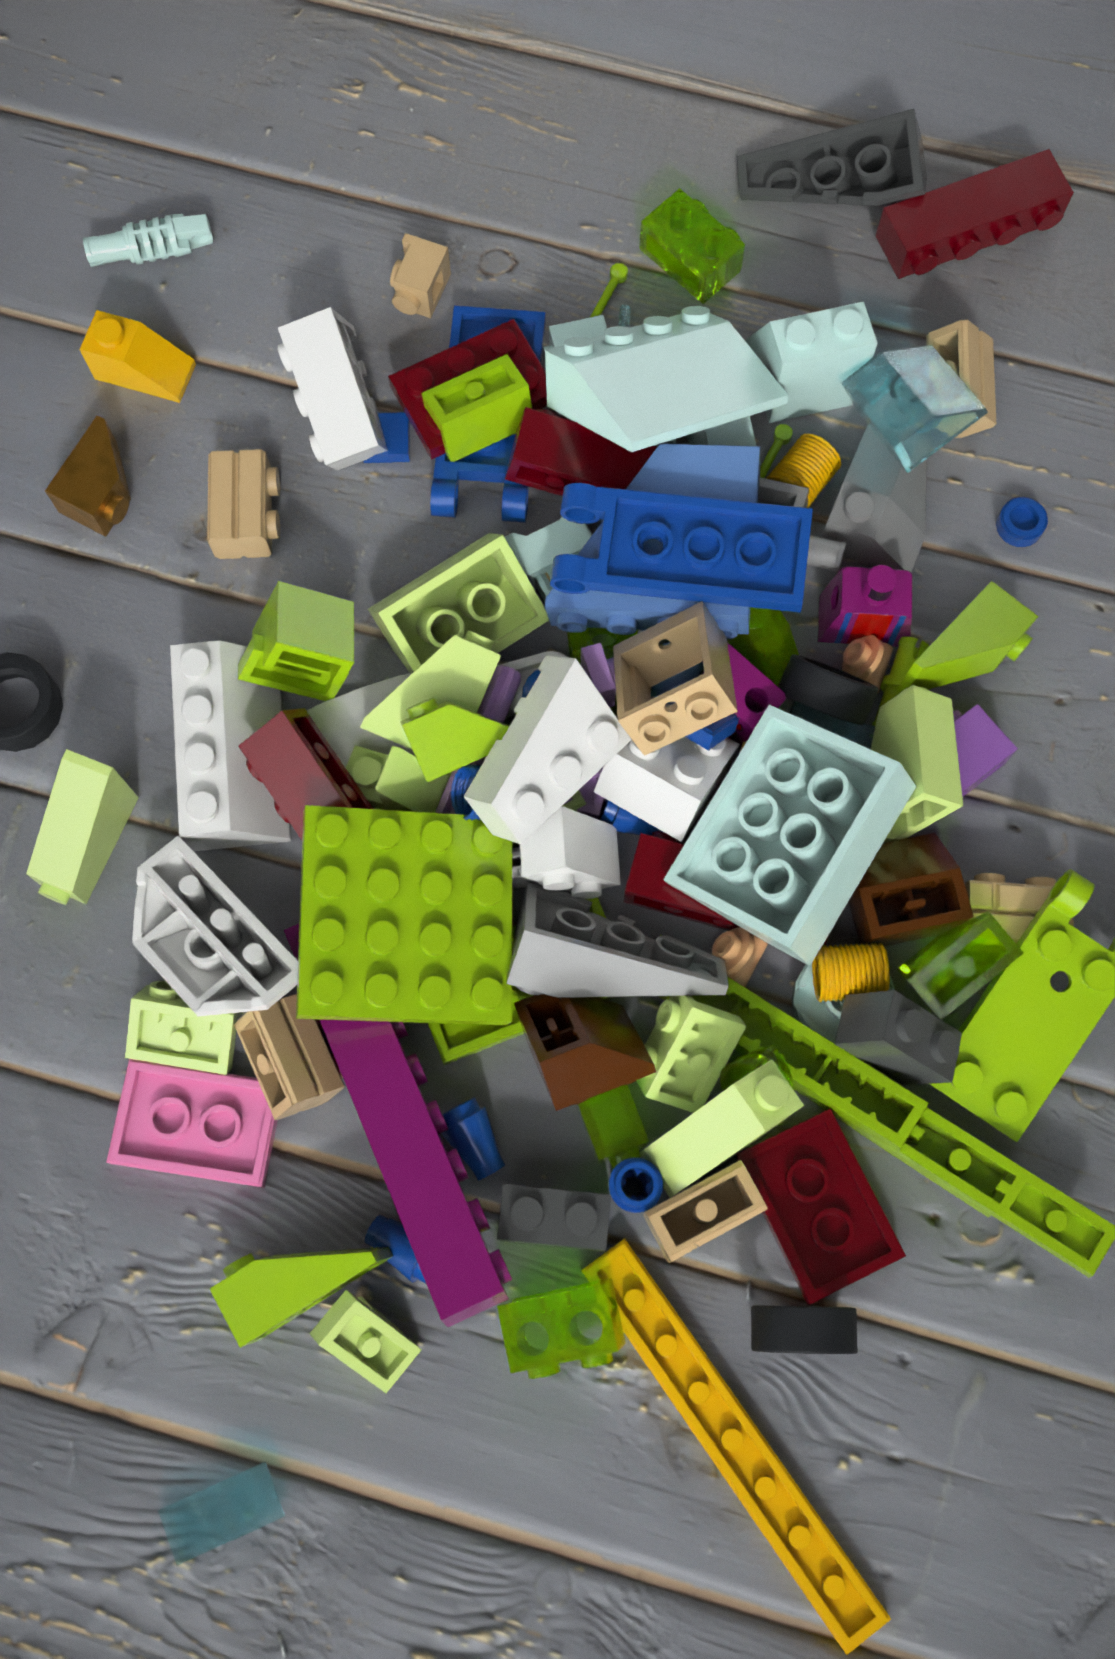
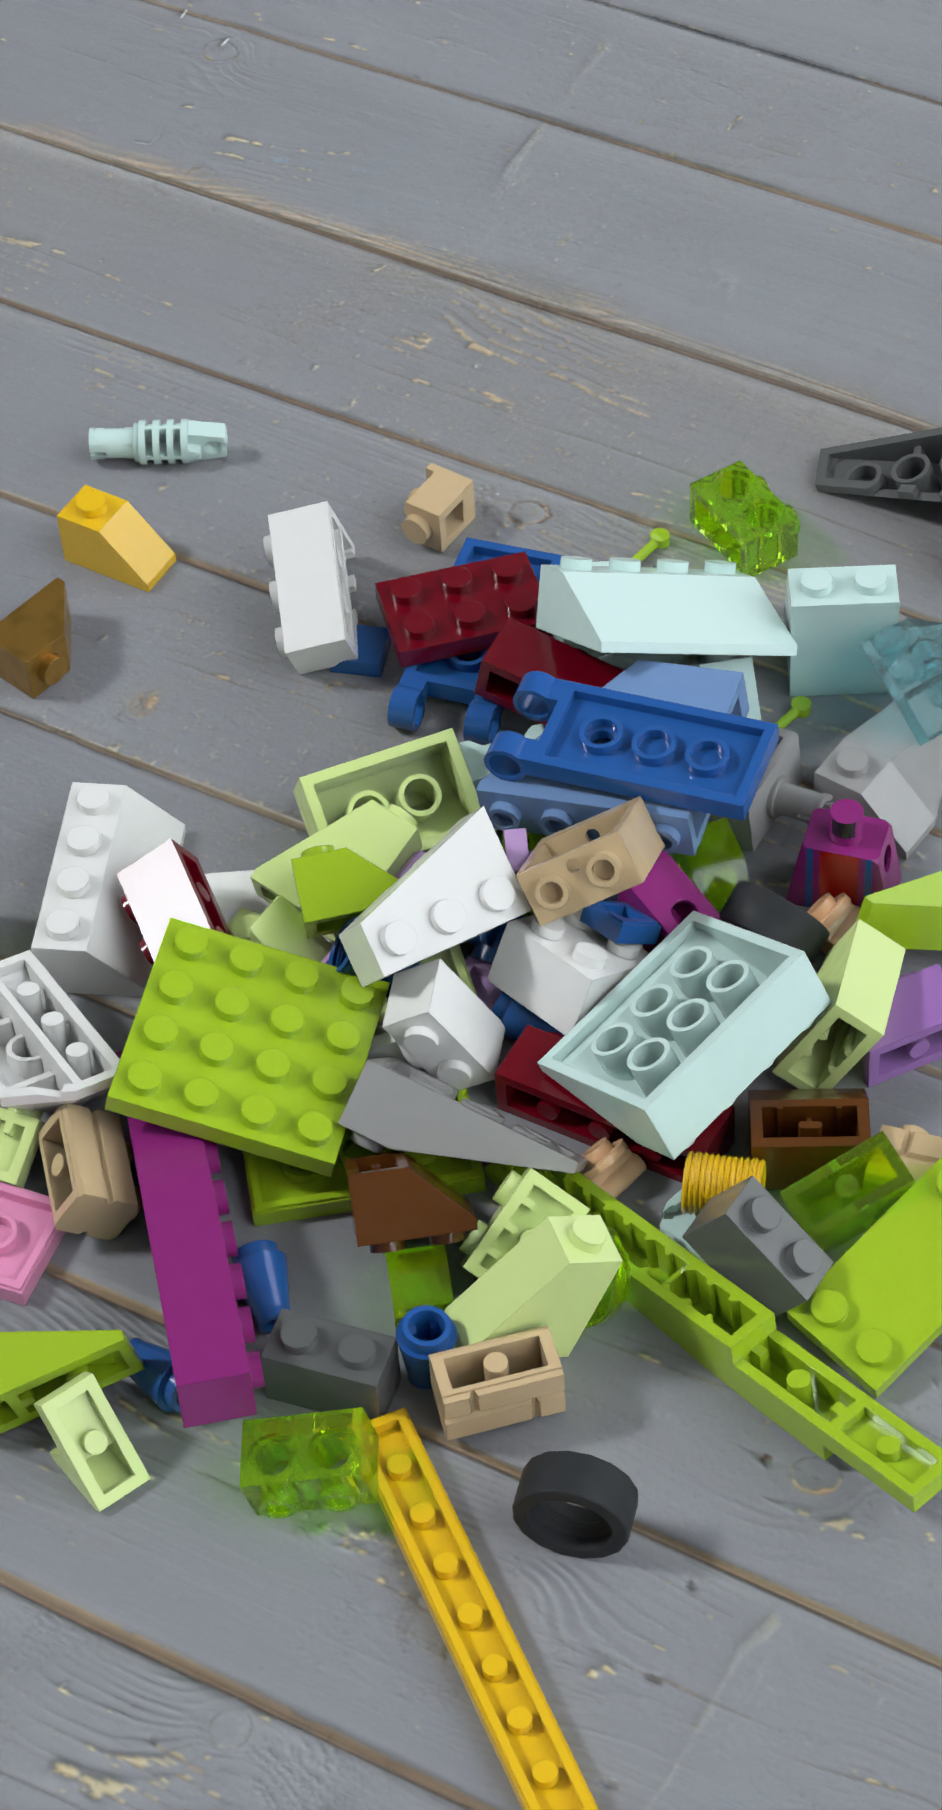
camera: 15 degrees right, 25 degrees down
(241, 504) = (186, 682): tan brick -> none
(301, 643) = (210, 801): lime plate -> none
(478, 407) = (459, 619): lime panel -> none
(808, 464) = (819, 729): yellow piece -> none
(821, 1207) = (636, 1406): dark red plate -> none

